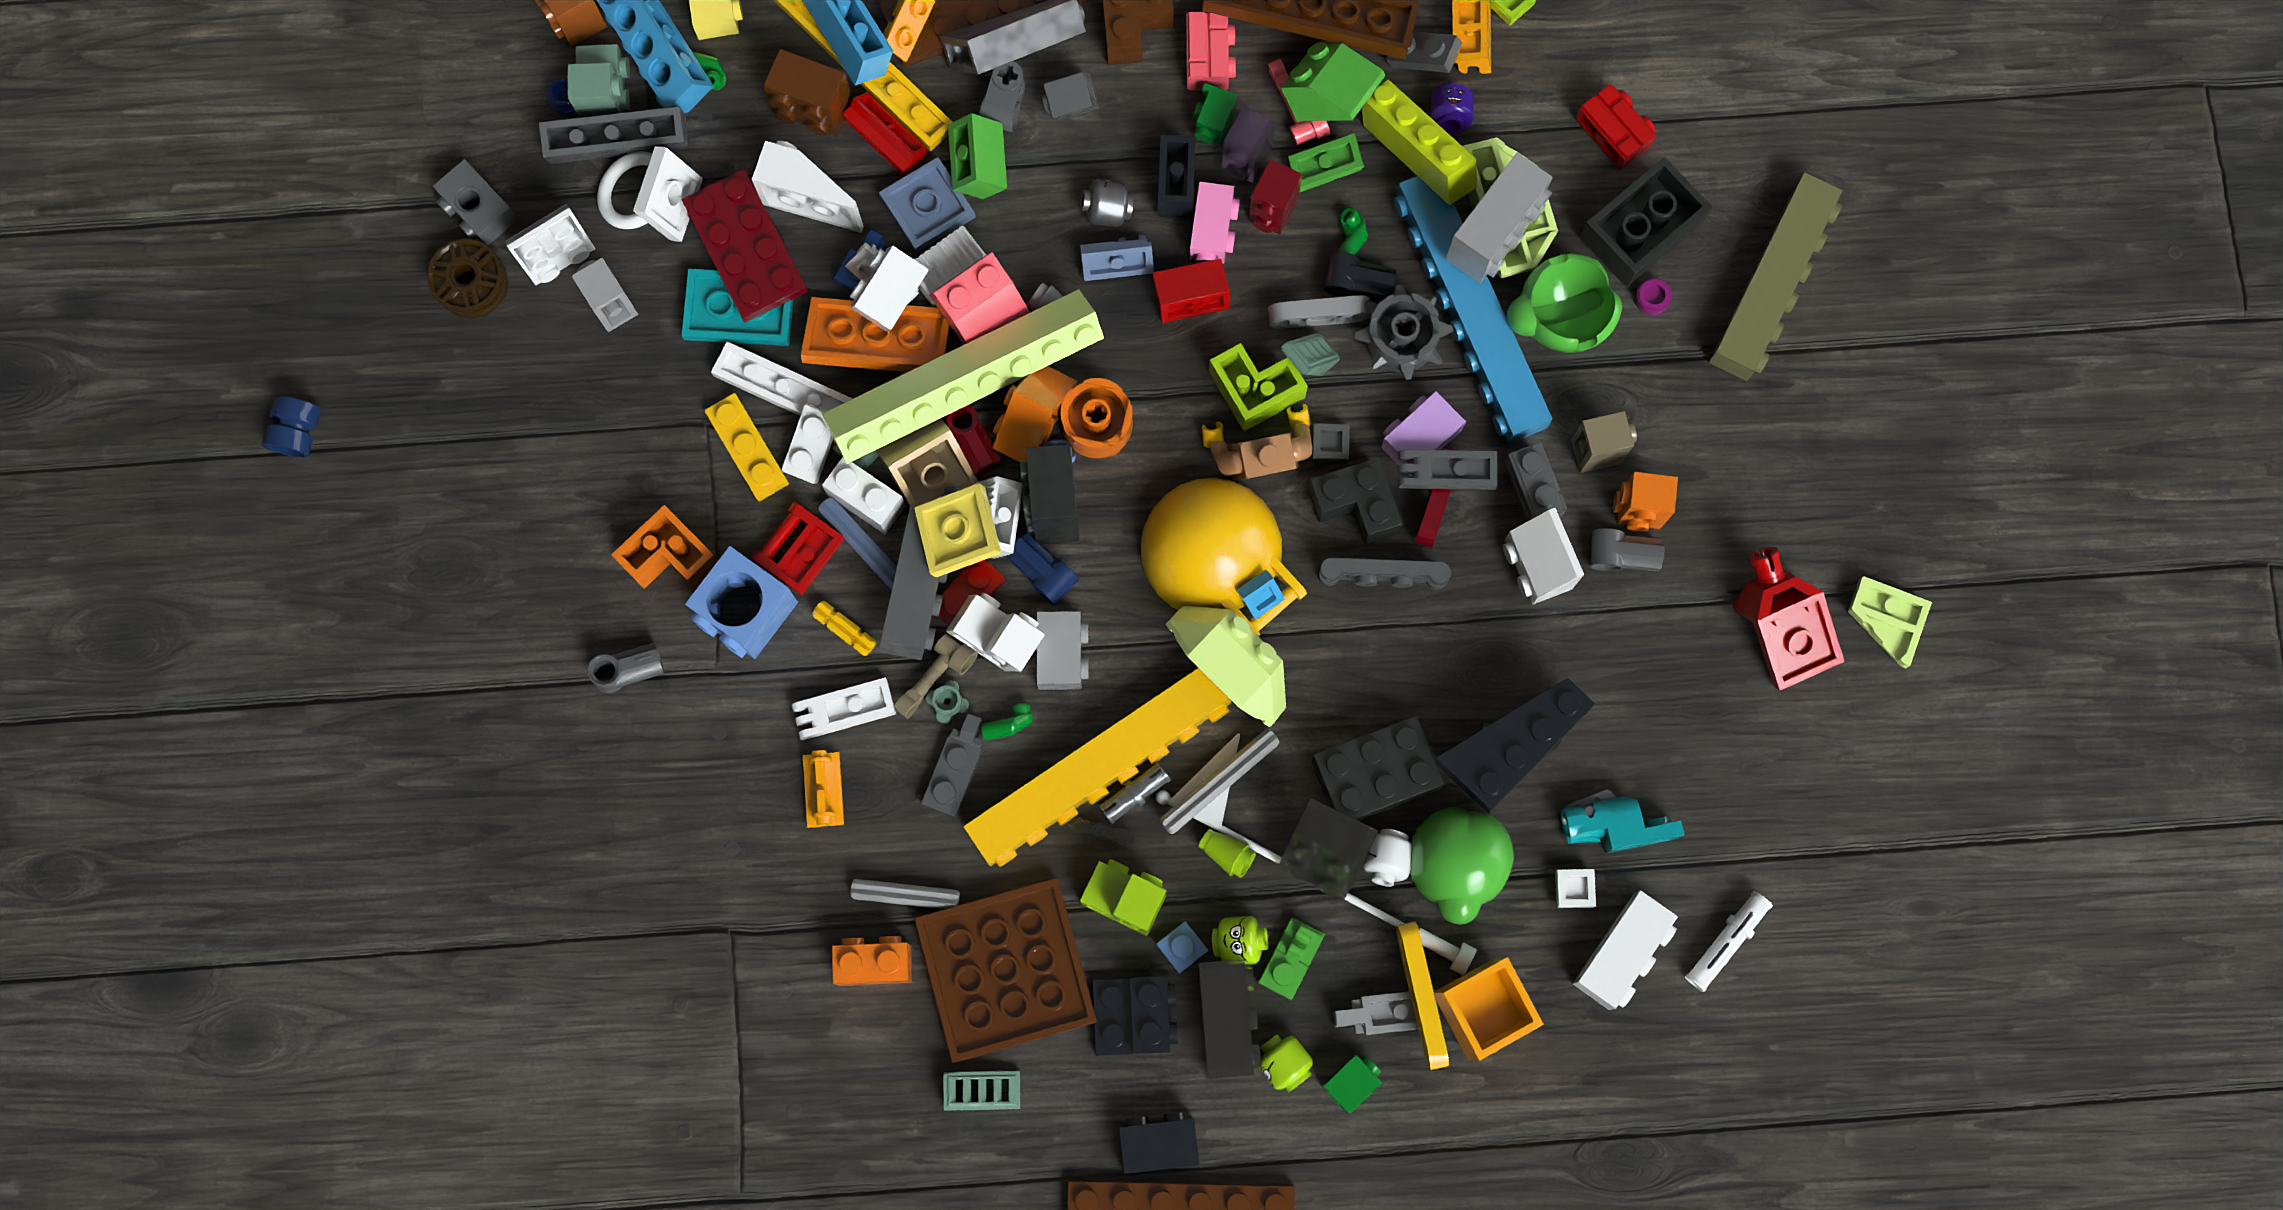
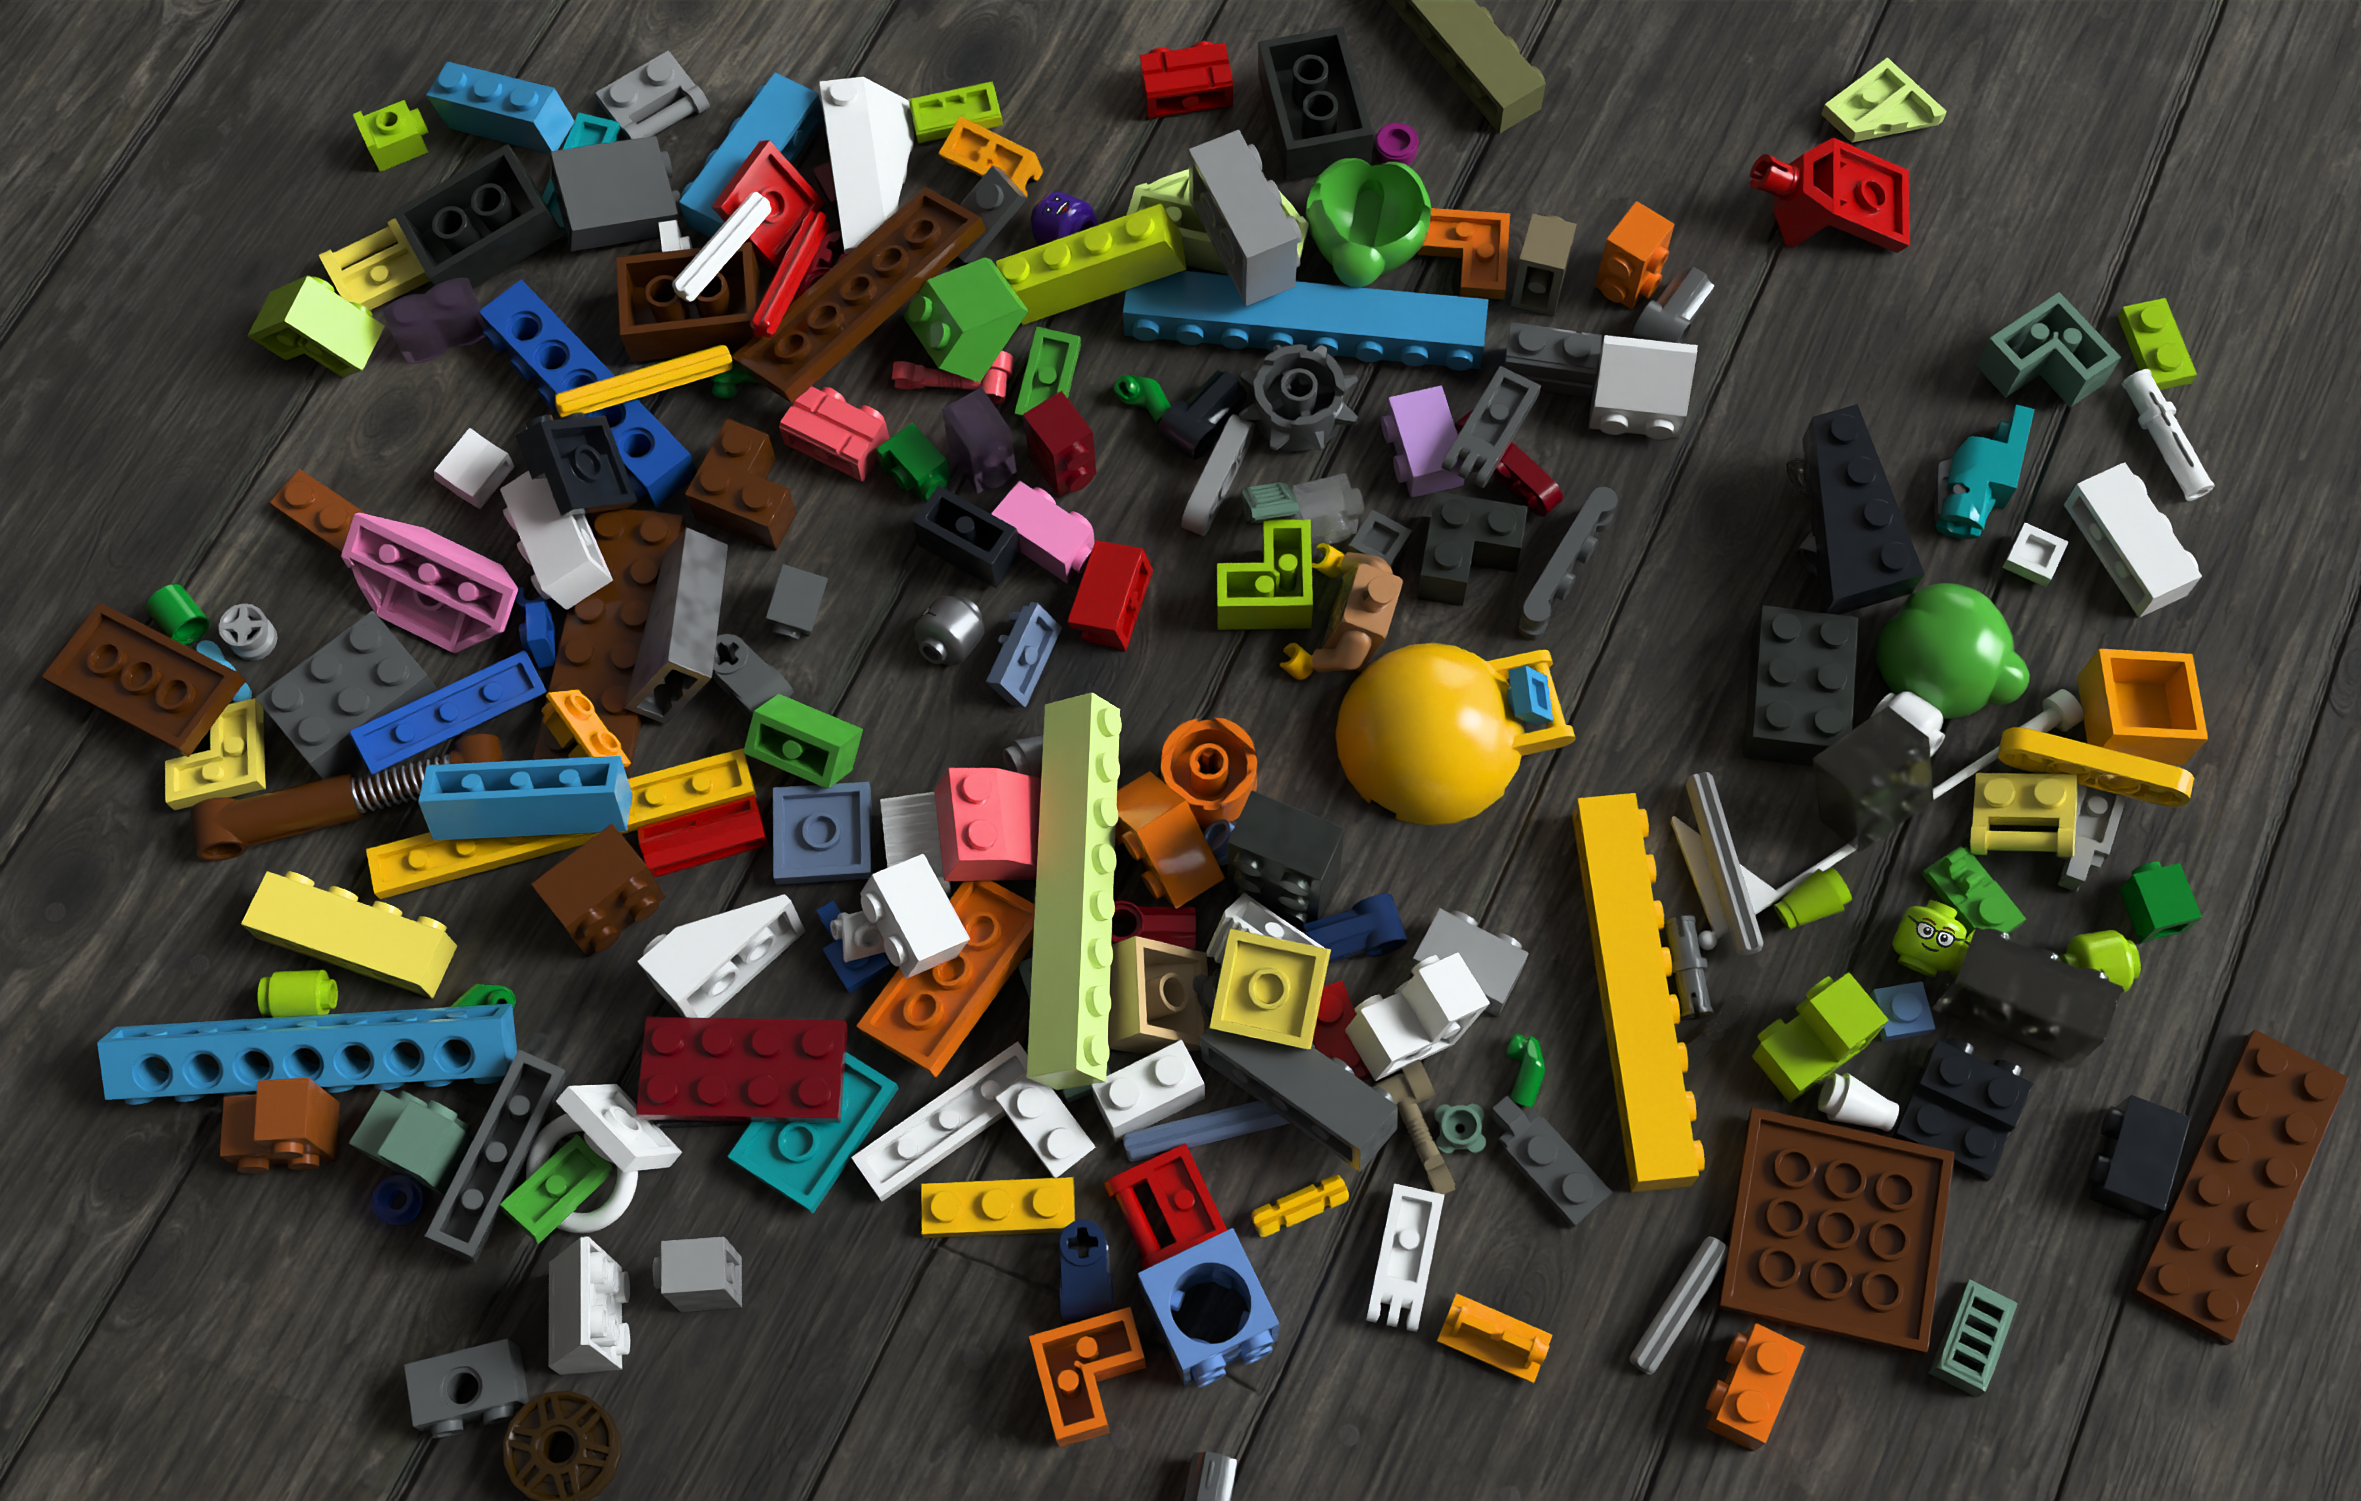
camera: 60 degrees left, 10 degrees down
(609, 180) = (556, 1189): none -> bright green plate
(726, 521) = (1087, 1281): none -> dark blue piece
(1098, 943) = (1853, 1102): none -> white cone
(1233, 659) = (1583, 764): yellowish green wedge -> none
(1333, 396) = (1330, 506): none -> clear brick
(1376, 960) = (2024, 802): none -> light yellow plate
(1604, 391) = (1480, 242): none -> orange plate
(1750, 825) = (2052, 344): none -> sand green brick
(1803, 904) = (2157, 343): none -> lime plate

